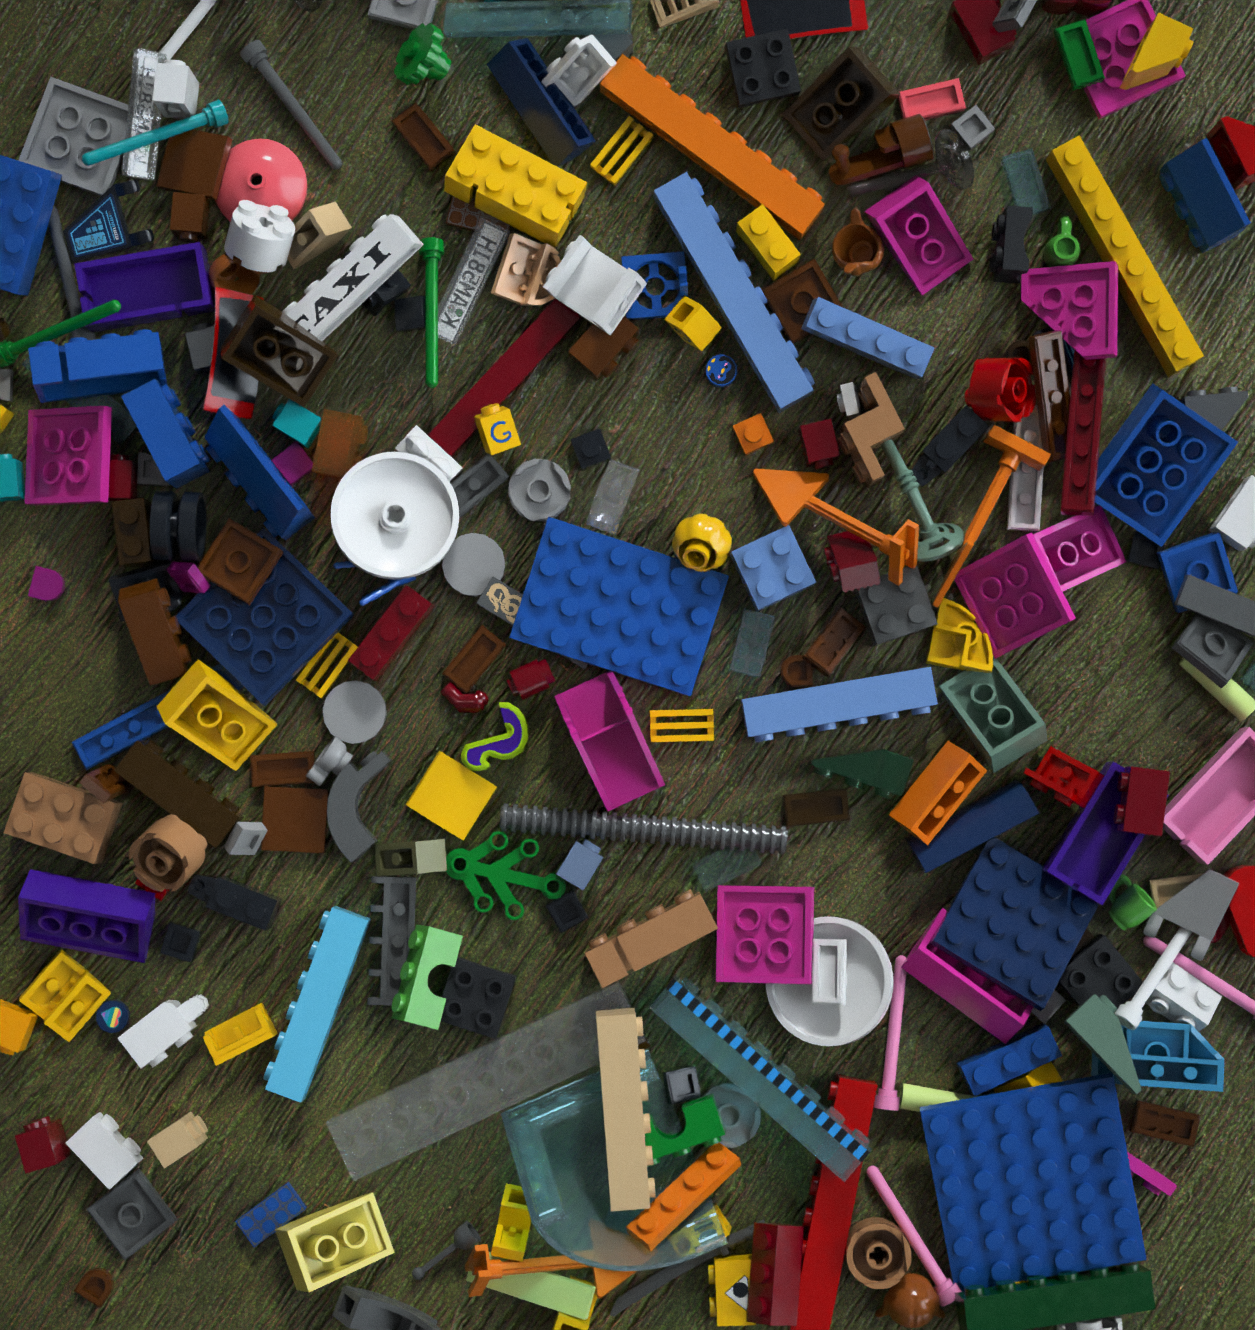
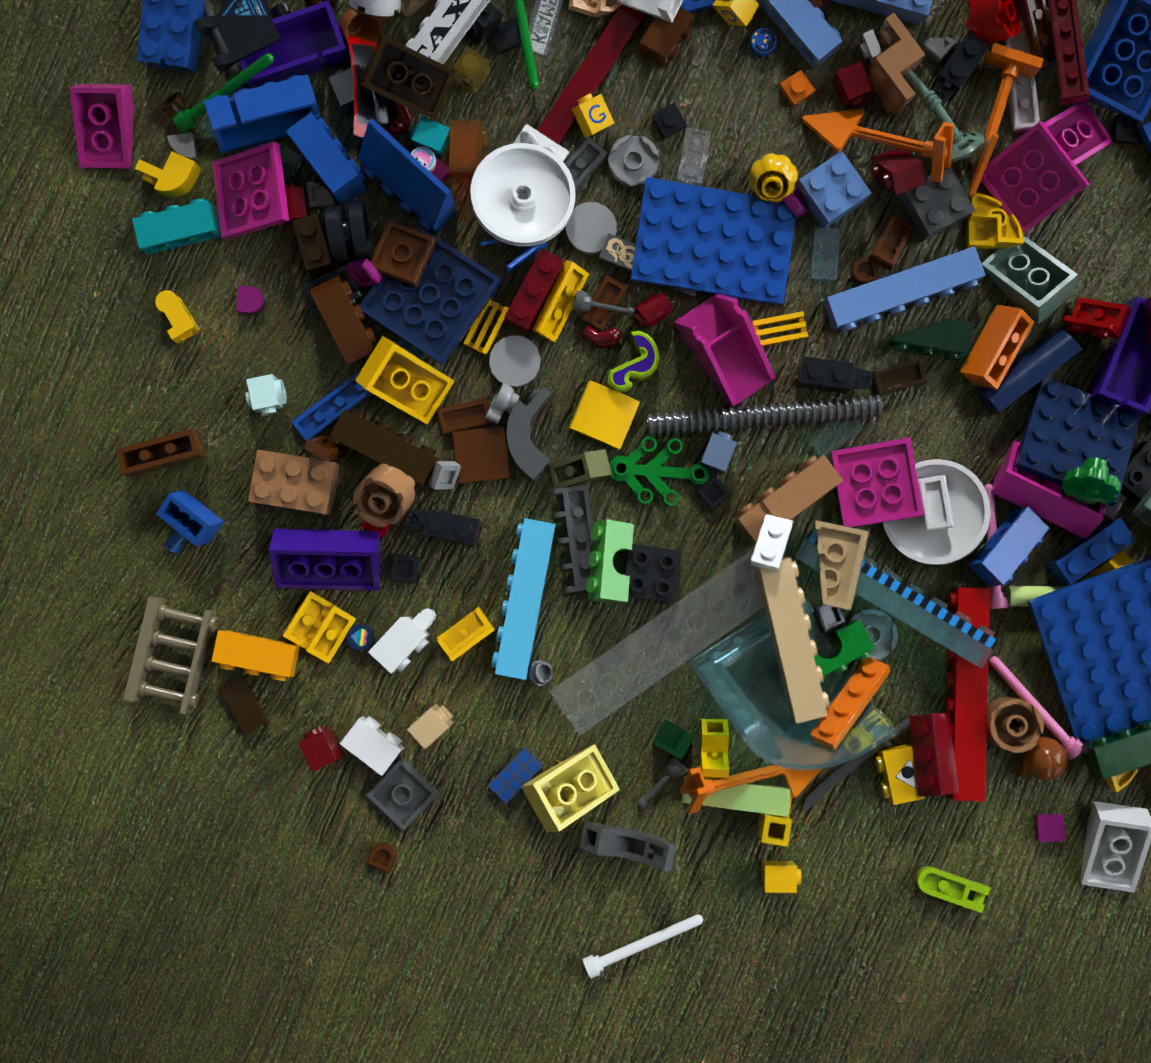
camera: 10 degrees left, 0 degrees up
(47, 704) = (266, 394): none -> light aqua brick
(87, 269) = (241, 34): none -> black flag
(264, 399) = (402, 120): none -> dark red arm
(283, 450) = (425, 157): none -> tile
(320, 1096) = (540, 673): none -> dark grey plate
(360, 349) = (471, 69): none -> clear yellow brick
(421, 649) = (560, 301): none -> yellow plate
(449, 655) = (584, 302): none -> dark grey hinge
(467, 1202) = (673, 739): none -> dark green panel
(616, 992) = (771, 543): none -> white plate
(700, 1024) = (841, 559): none -> tan wing
(726, 576) = (796, 203): none -> magenta tile
(734, 794) = (831, 375): none -> black hinge
(909, 1038) = (1009, 547): none -> brick
(933, 411) = (938, 47): none -> light grey tile
(1013, 980) = (1092, 482): none -> green plant

